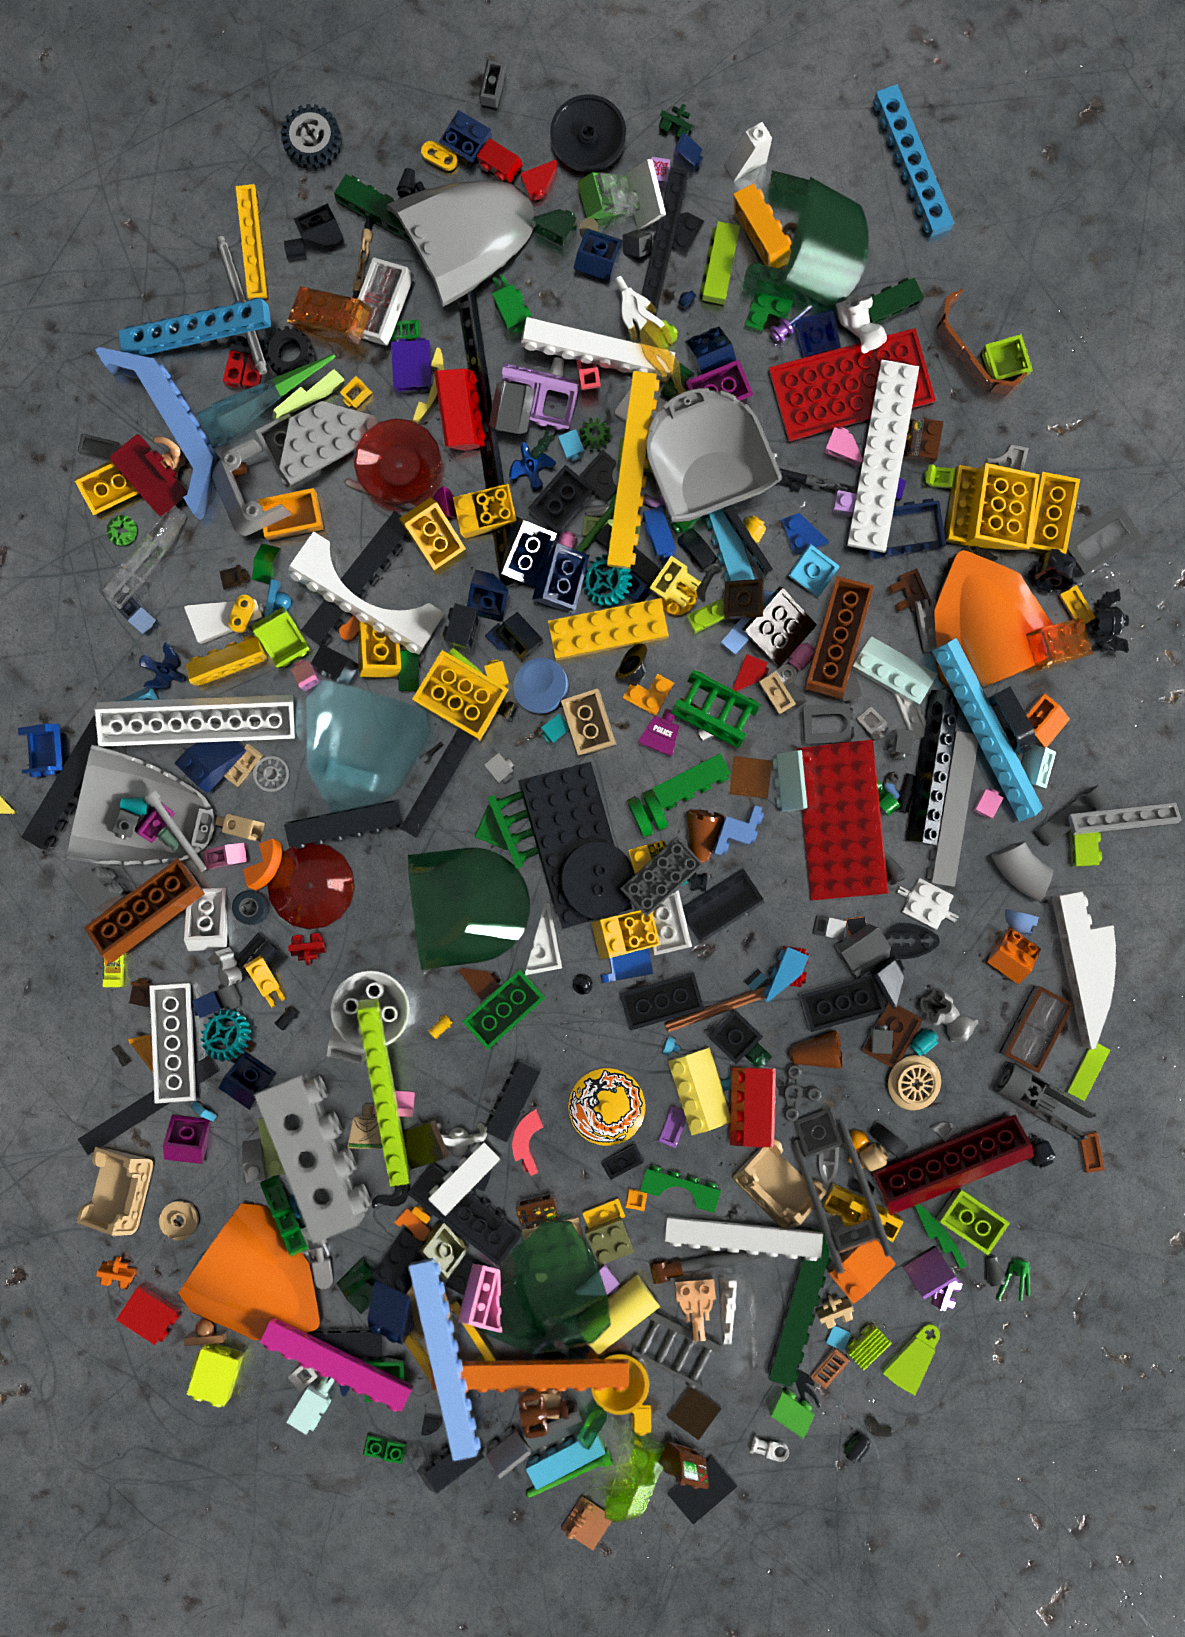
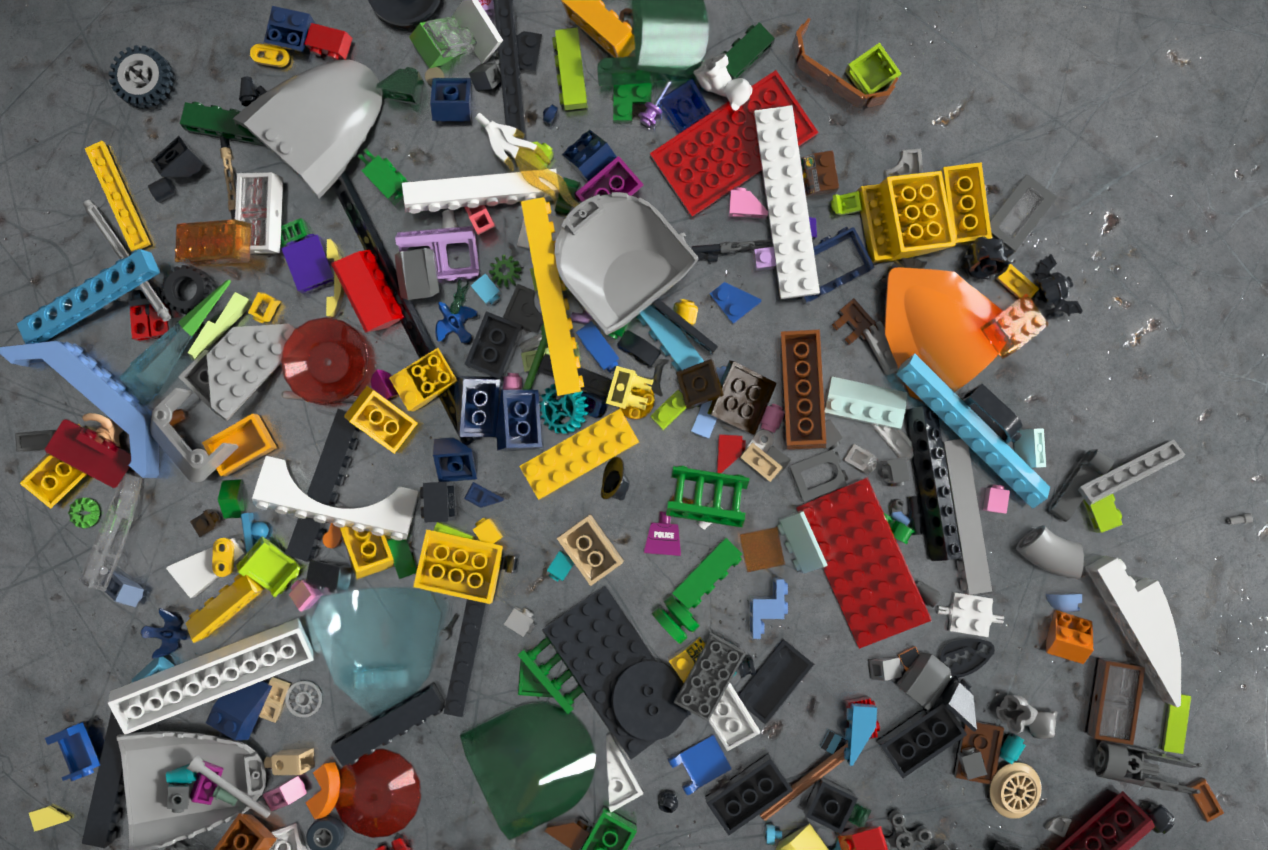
camera: 15 degrees left, 0 degrees up
(519, 635) = (496, 488): black brick -> none
(538, 179) = (372, 46): red slope -> none
(540, 685) = (532, 529): medium blue piece -> none
(624, 934) = (692, 743): yellow slope -> none
(651, 699) = (643, 506): light orange plate -> none
(703, 831) = (734, 618): dark orange cone -> none
(813, 570) = (756, 332): medium azure tile -> none
(819, 1051) = (915, 792): dark orange cone -> none
(1046, 719) = (1024, 401): orange slope -> none

